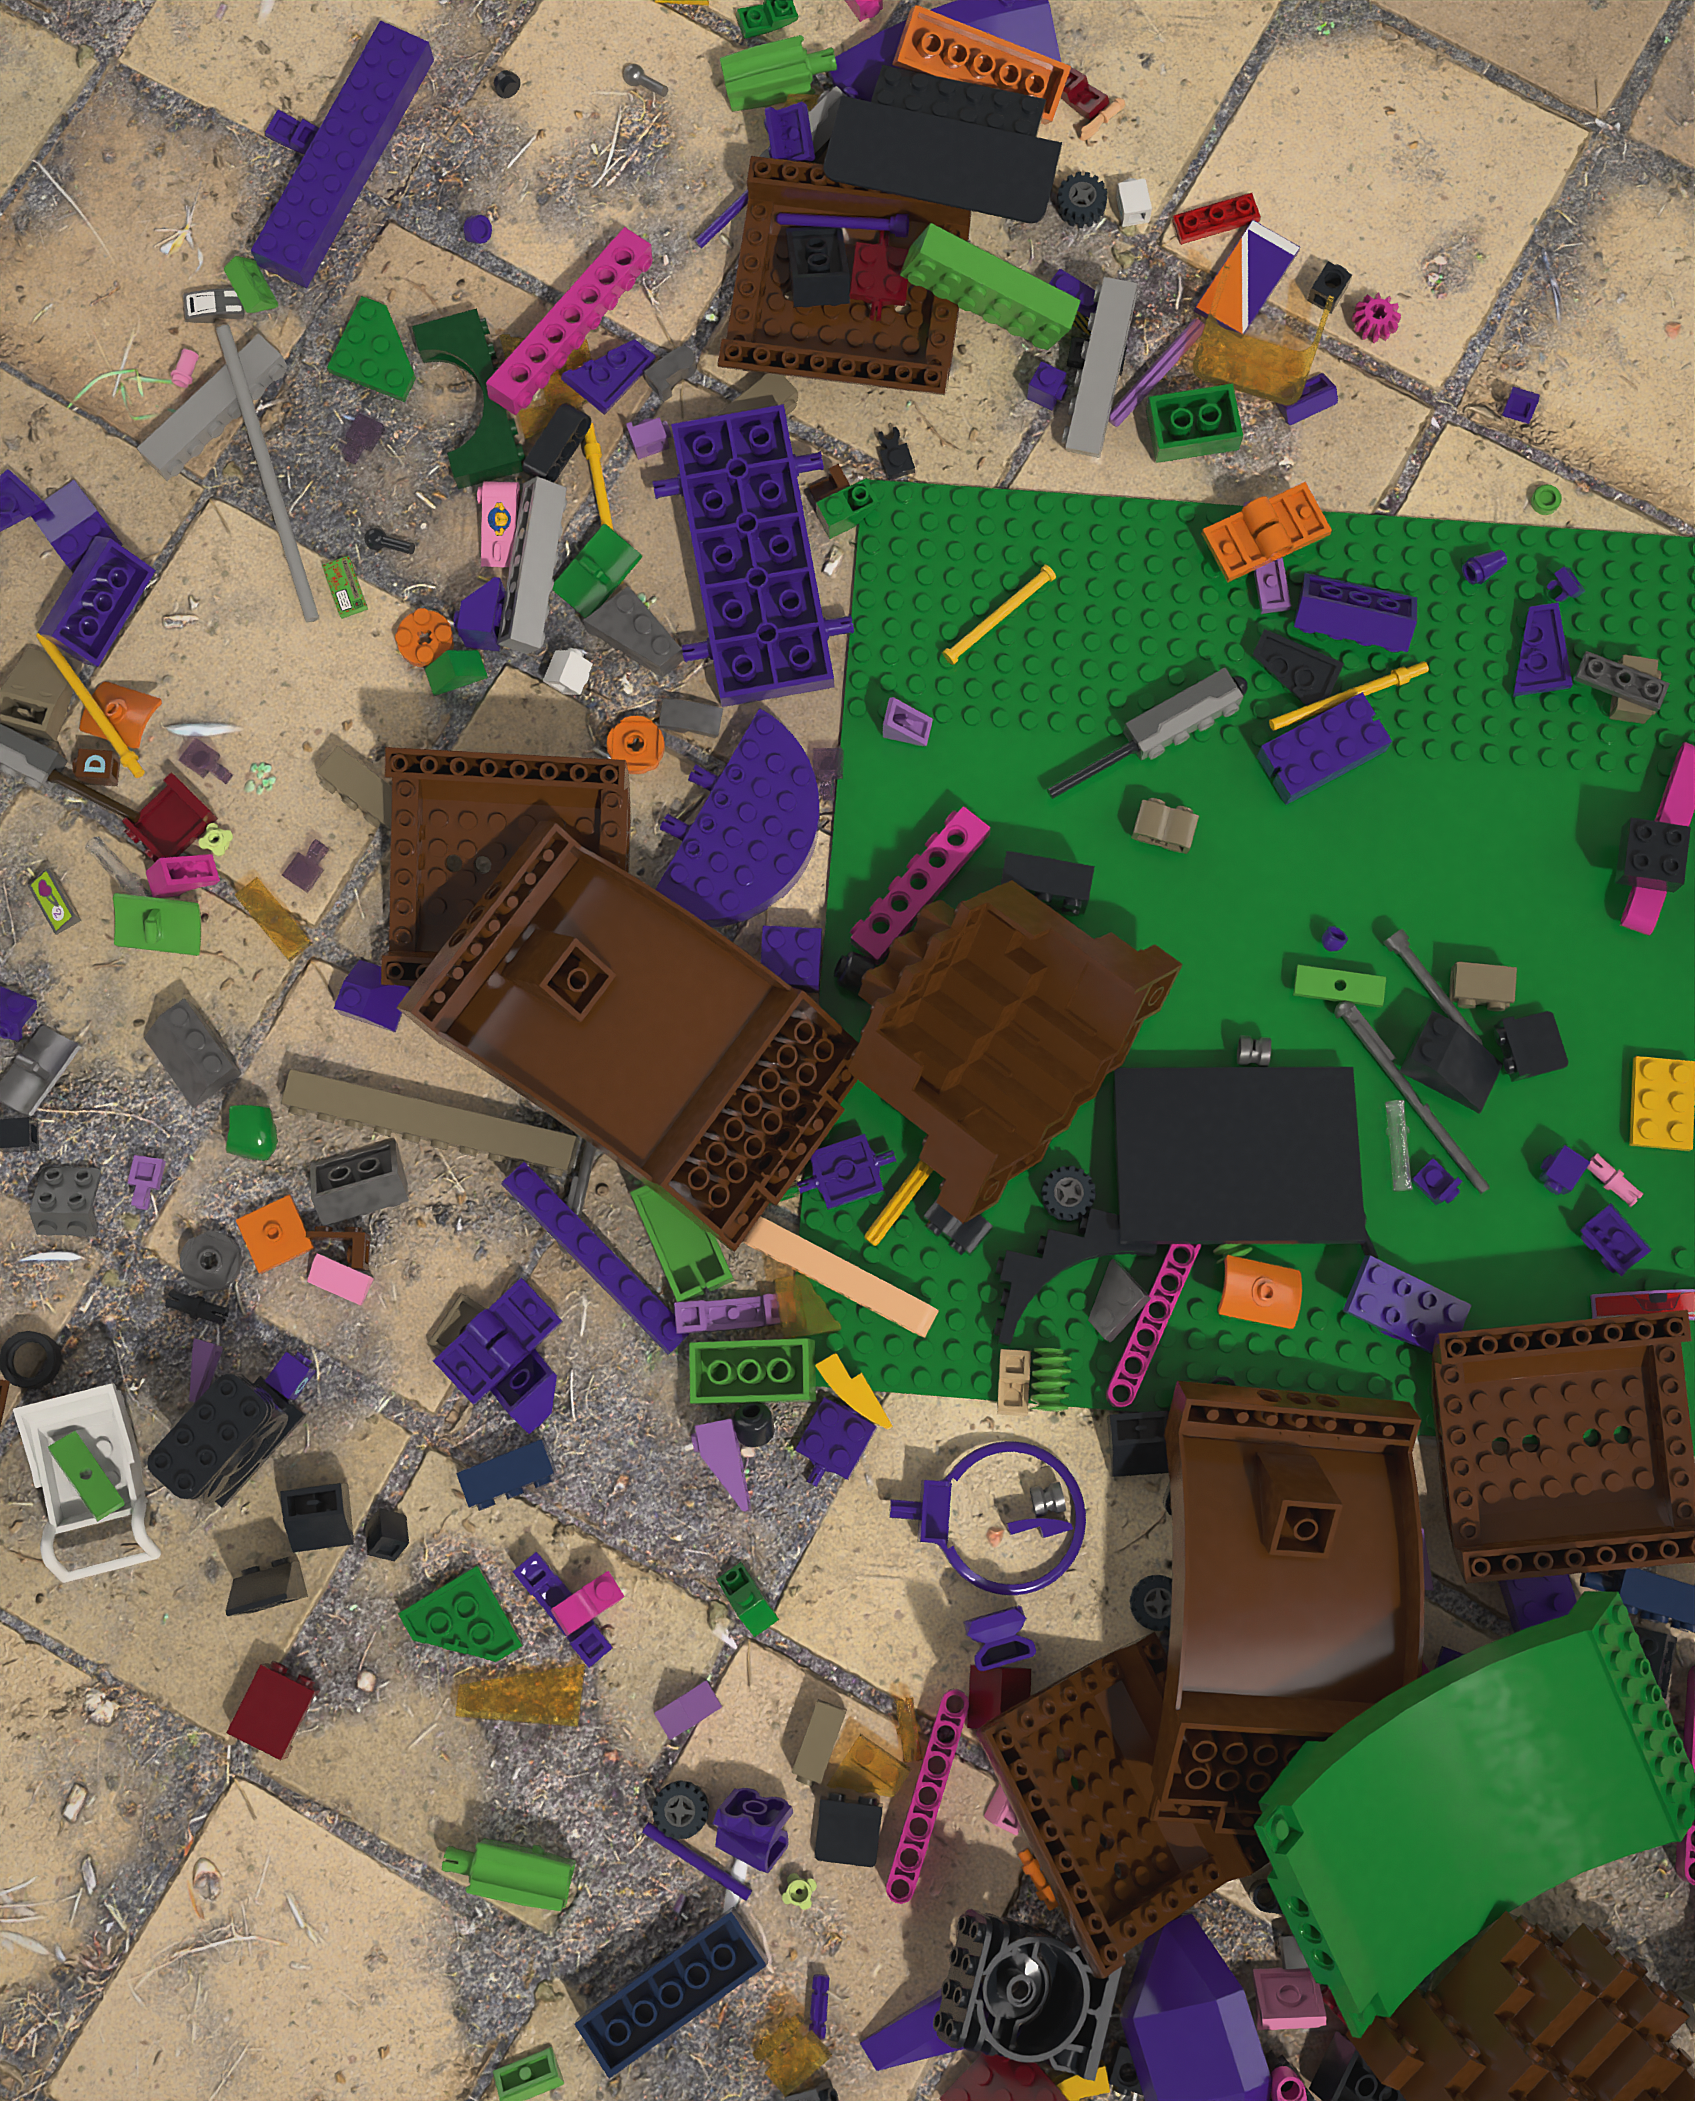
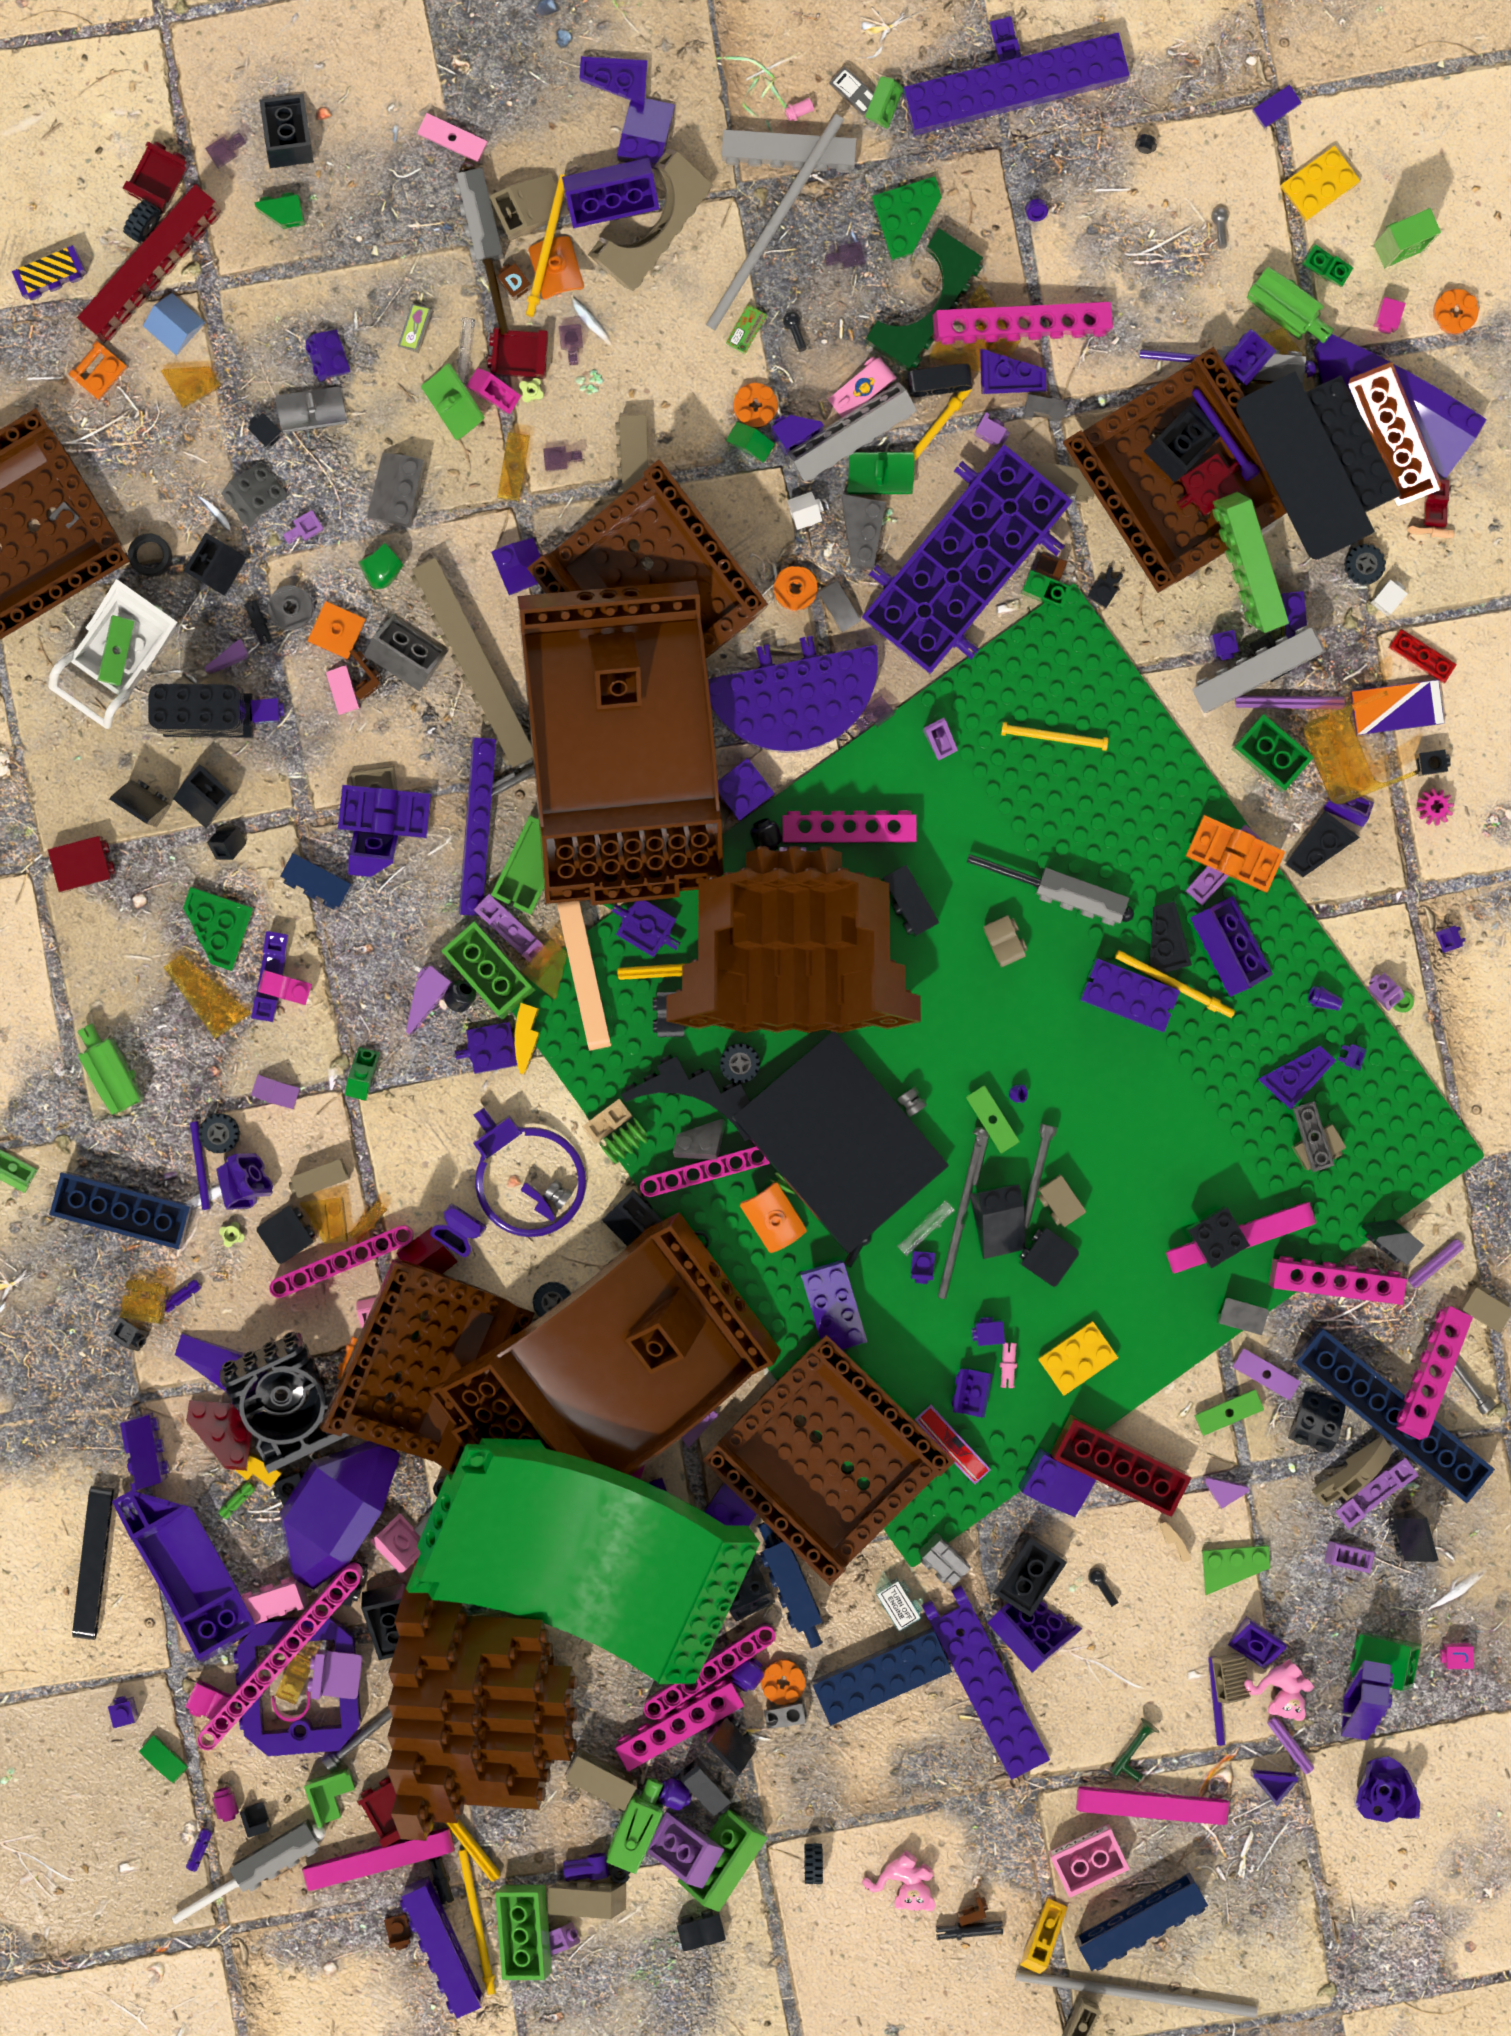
camera: 45 degrees right, 10 degrees up
(97, 1300) = (215, 564): none -> black slope
(160, 533) = (684, 191): none -> dark tan arch
(1321, 450) = (1320, 844): none -> black wing
(1530, 509) = (1388, 997): none -> medium lavender brick

